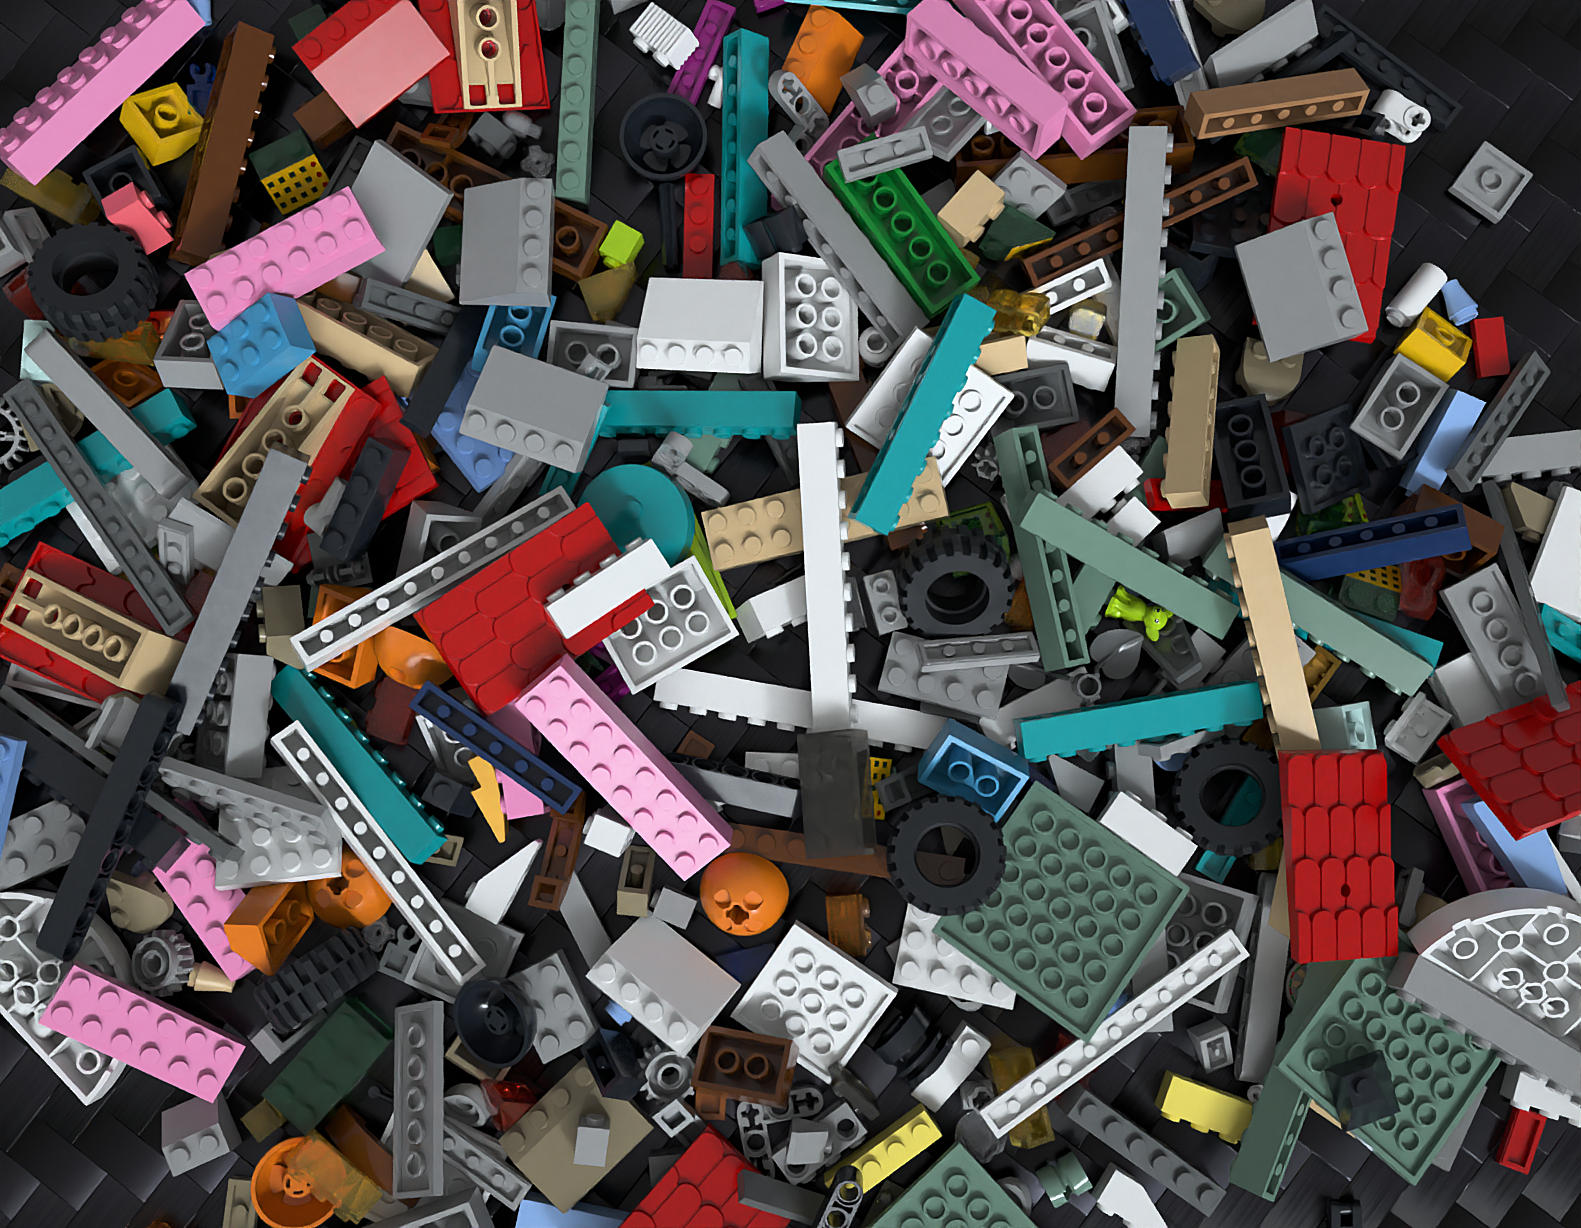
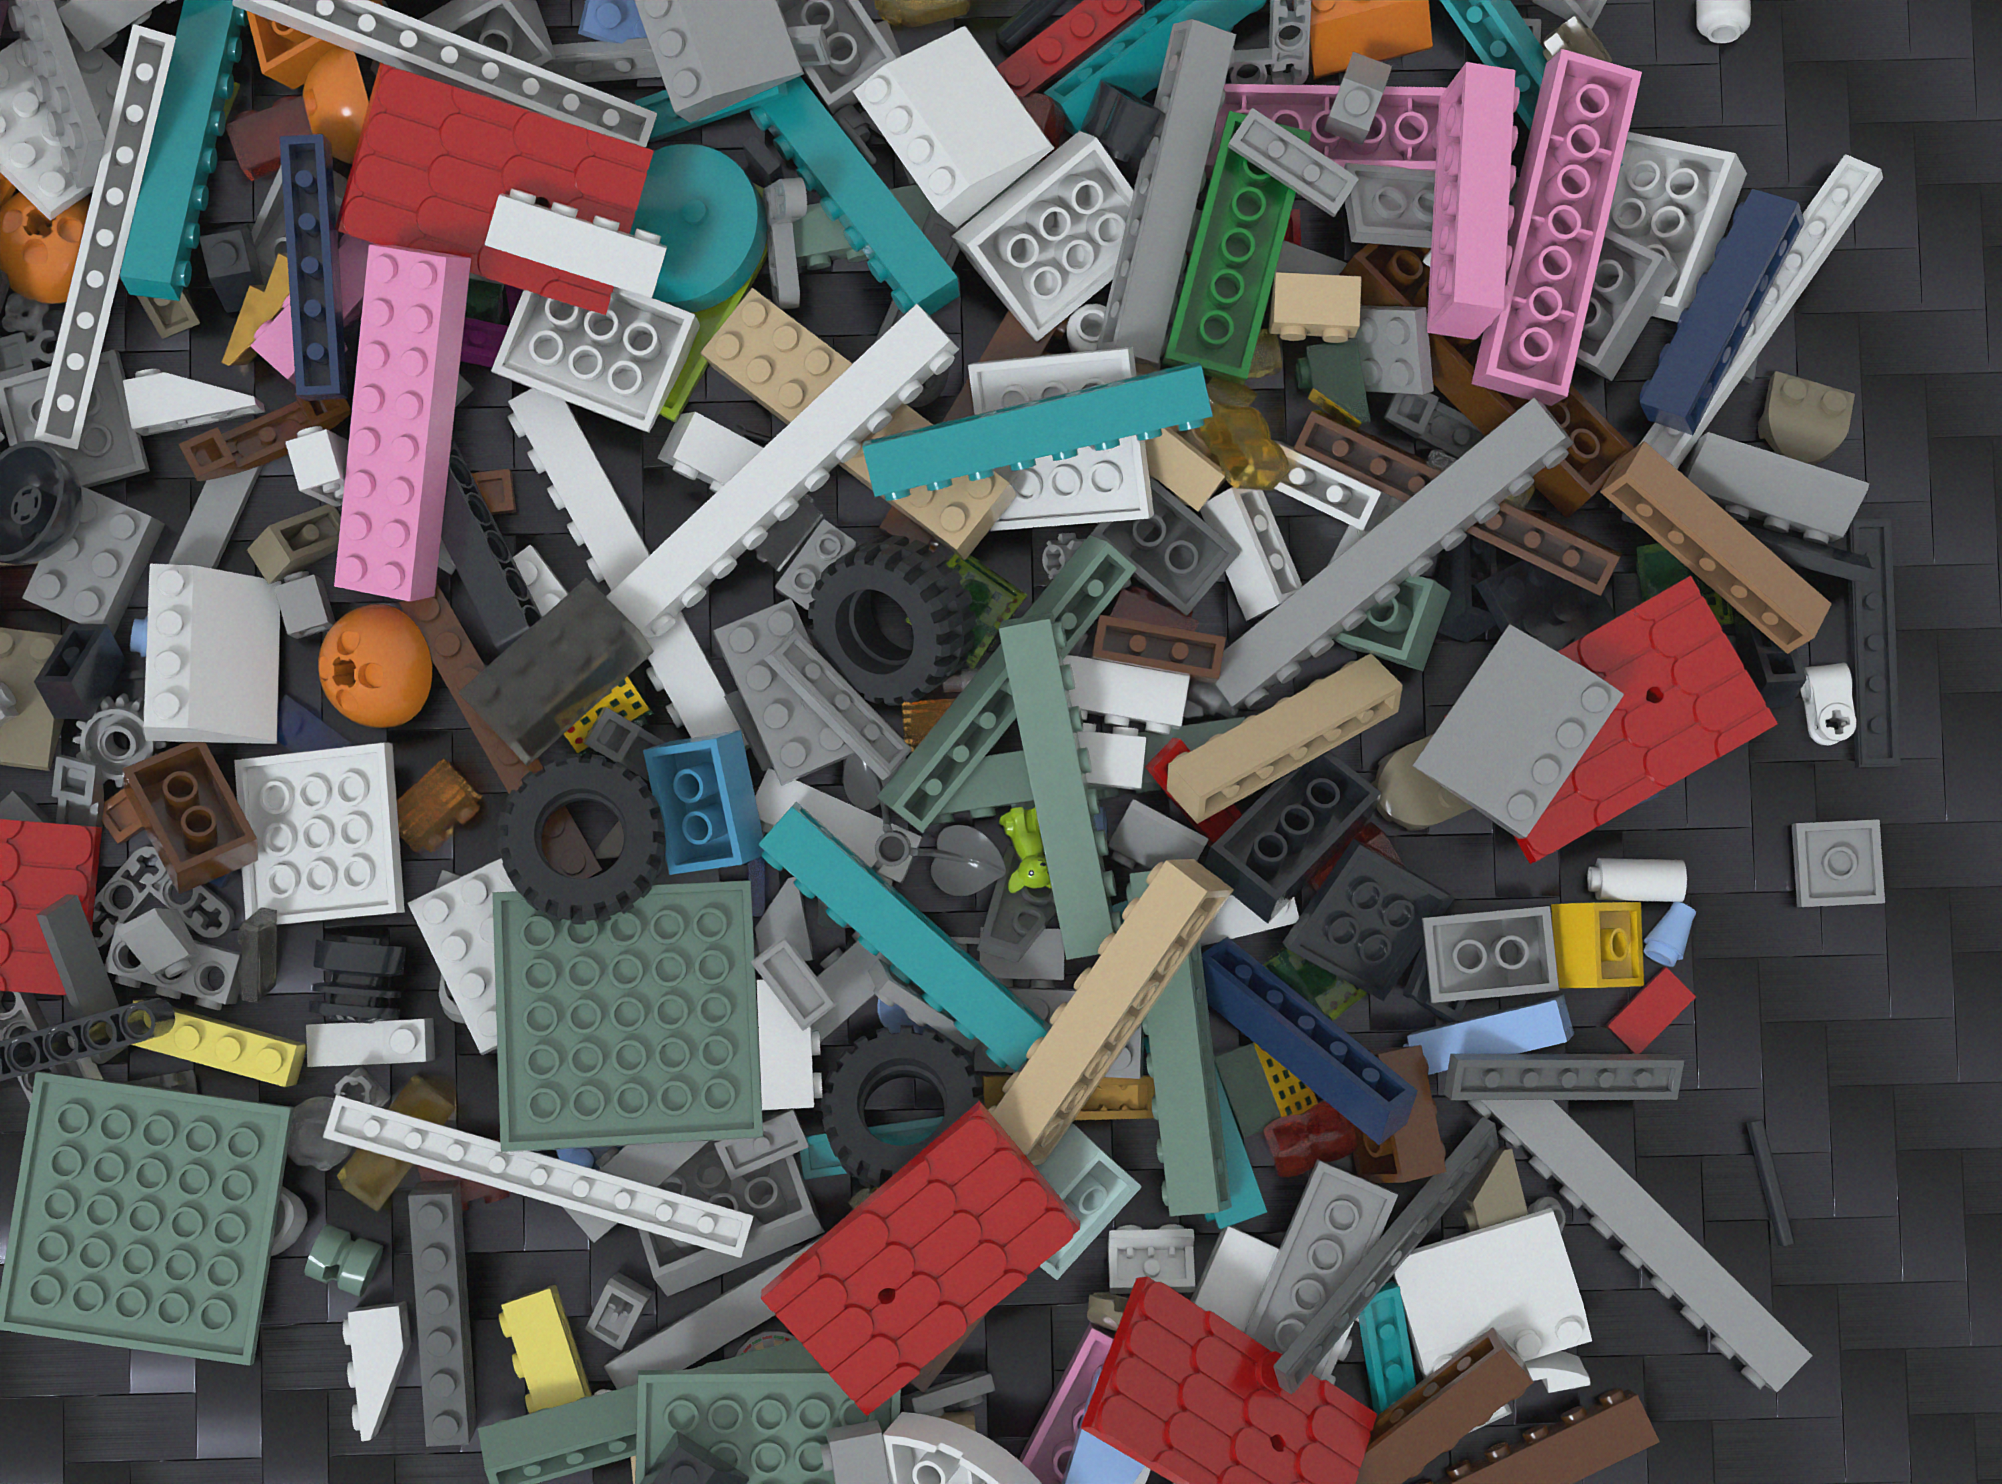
camera: 45 degrees right, 0 degrees up
(1087, 318) = (1312, 537): piece -> none
(1119, 801) = (794, 983): none -> light grey tile
(1194, 876) = (781, 1138): none -> light grey plate

